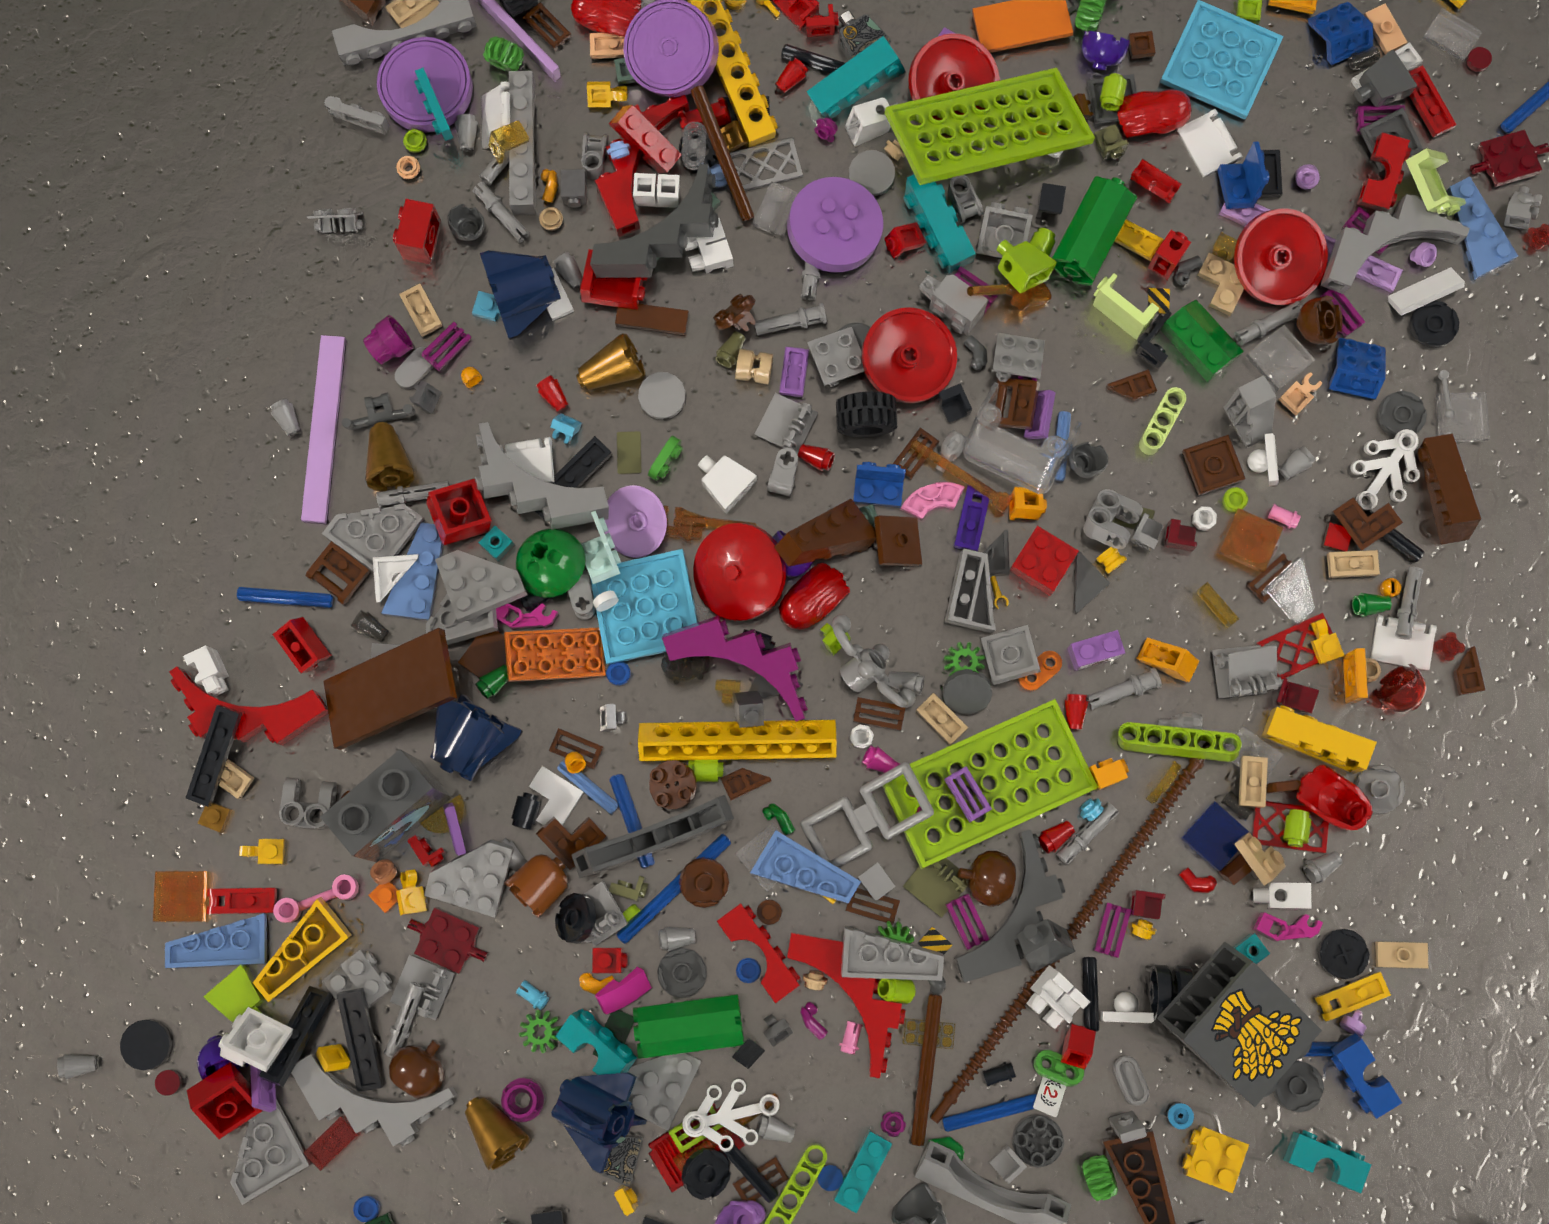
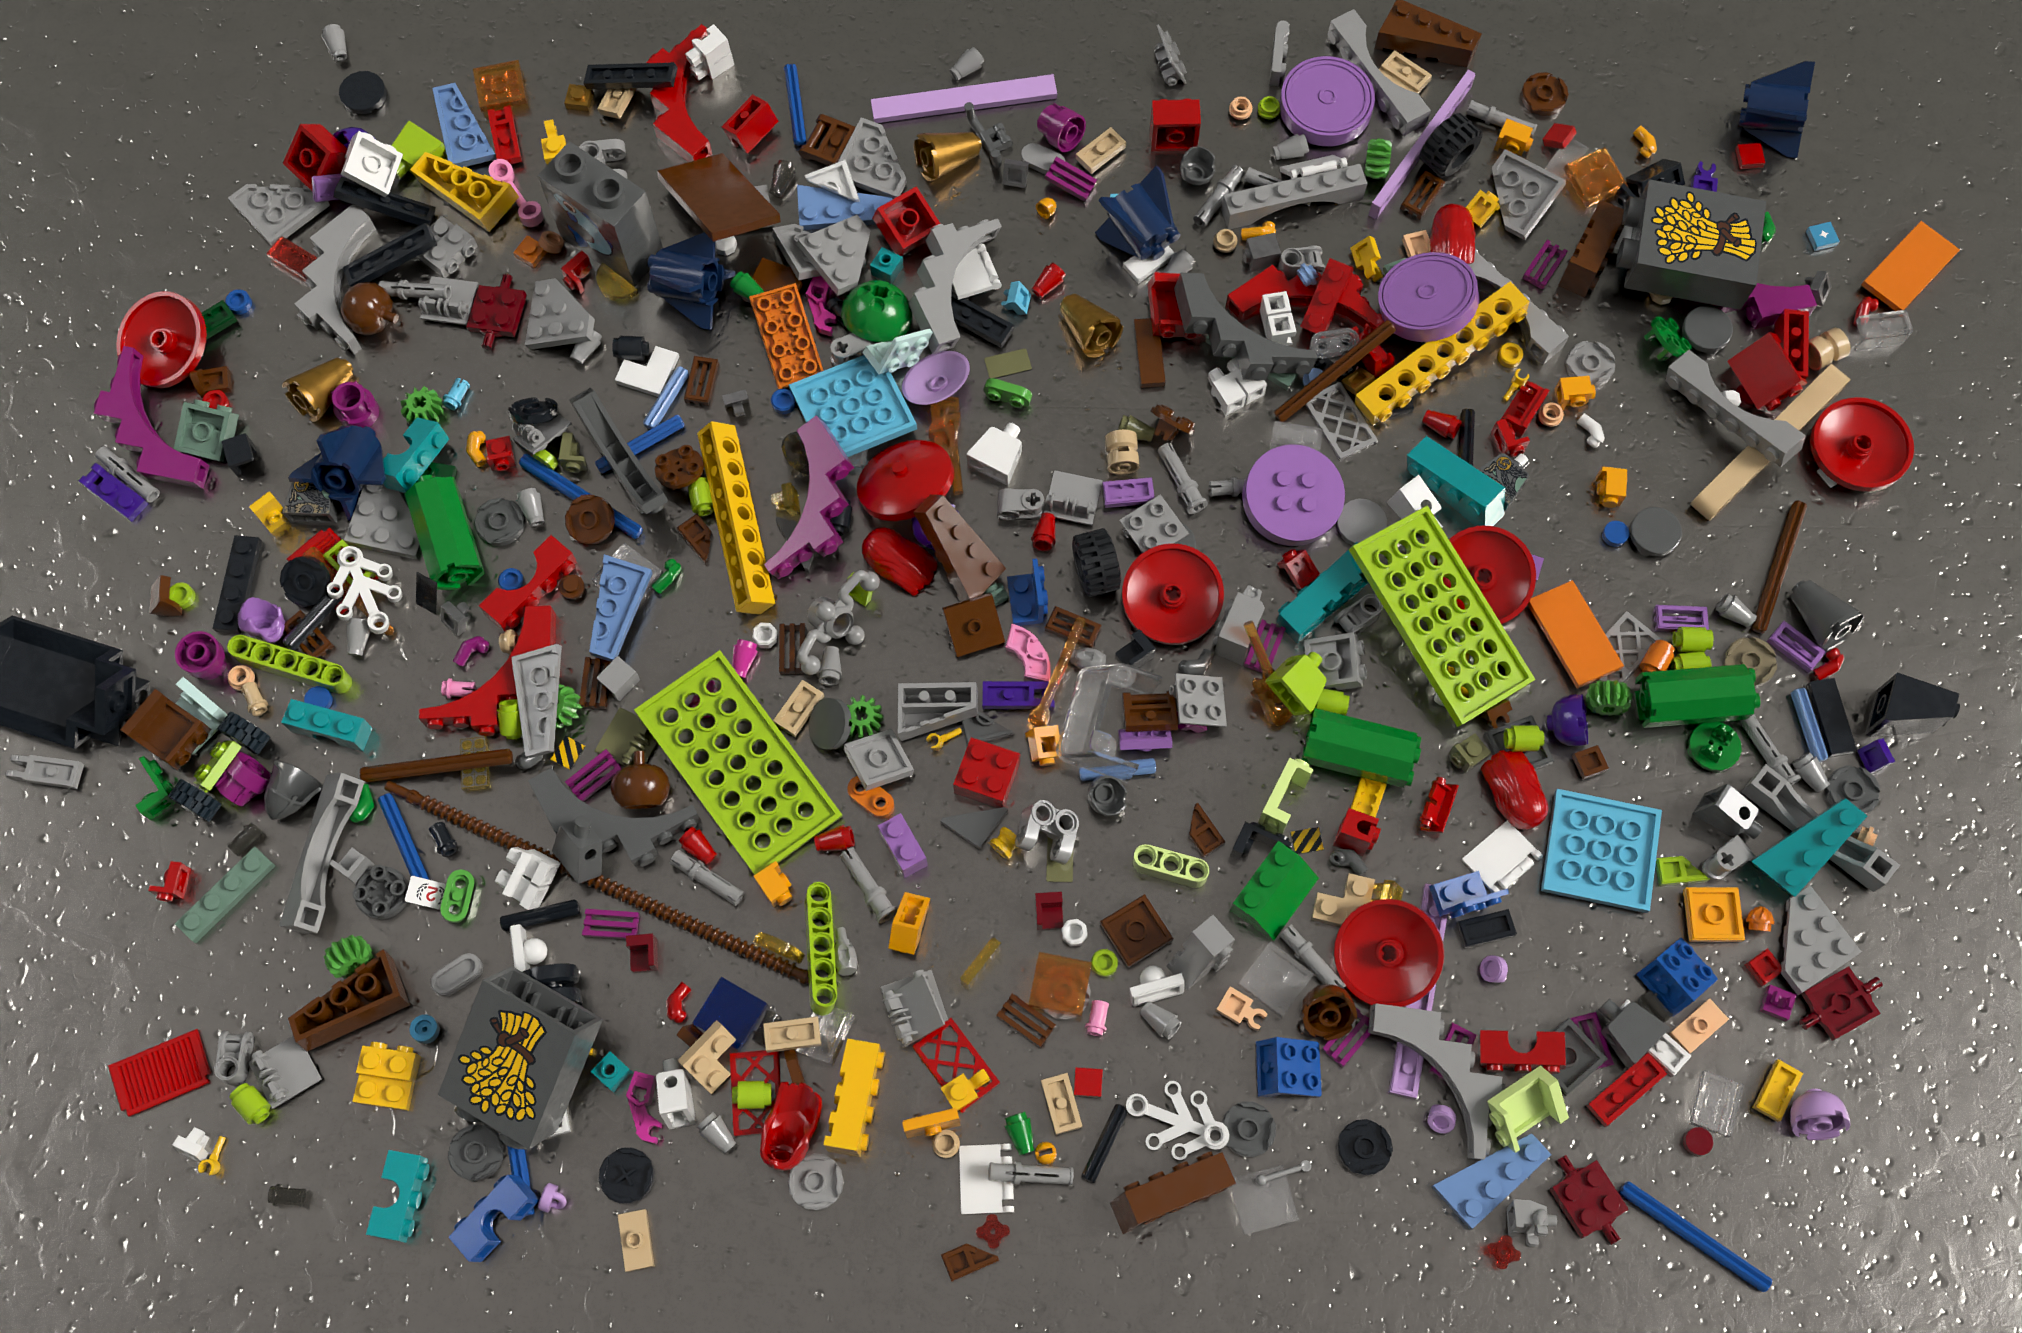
camera: 75 degrees right, 10 degrees down
(168, 1082) = (331, 117): dark red tile -> none
(332, 1057) = (370, 238): yellow plate -> none
(403, 495) = (915, 177): light grey pin -> none
(410, 898) = (530, 270): yellow plate -> none
(432, 104) = (1303, 105): teal plate -> none
(454, 829) = (600, 288): medium lavender tile -> none
(507, 138) = (1289, 175): clear yellow bracket -> none
(538, 883) = (560, 370): dark orange cylinder -> none
(565, 844) = (605, 384): reddish brown plate -> none
(574, 762) = (684, 377): light orange hinge -> none
(605, 600) = (847, 366): white tile -> none
(620, 994) = (469, 470): dark pink slope -> none
(662, 395) = (1072, 378): light grey tile -> none
(749, 709) = (768, 519): flat silver brick -> none
(826, 129) = (1394, 467): magenta plate -> none
(869, 815) = (679, 649): light grey bar -> none
(893, 1131) = (376, 741): magenta plate -> none
(960, 800) = (703, 754): medium lavender tile -> none
(1051, 199) = (1384, 700): black panel -> none
(1078, 1046) = (481, 908): red brick -> none
(1091, 809) = (733, 875): medium azure plate -> none
(1127, 1127) = (403, 972): light grey plate -> none
(1143, 929) = (615, 954): yellow plate -> none
(1146, 533) = (1043, 874): light grey panel -> none
(1293, 591) = (1013, 1042): clear wing -> none
(1297, 696) = (898, 1066): dark red bracket -> none
(1353, 996) = (581, 1193): yellow plate -> none
(1366, 528) = (1103, 1102): reddish brown plate -> none
(1402, 689) = (928, 1183): clear red cylinder -> none
(1426, 291) = (1399, 1128): white tile -> none

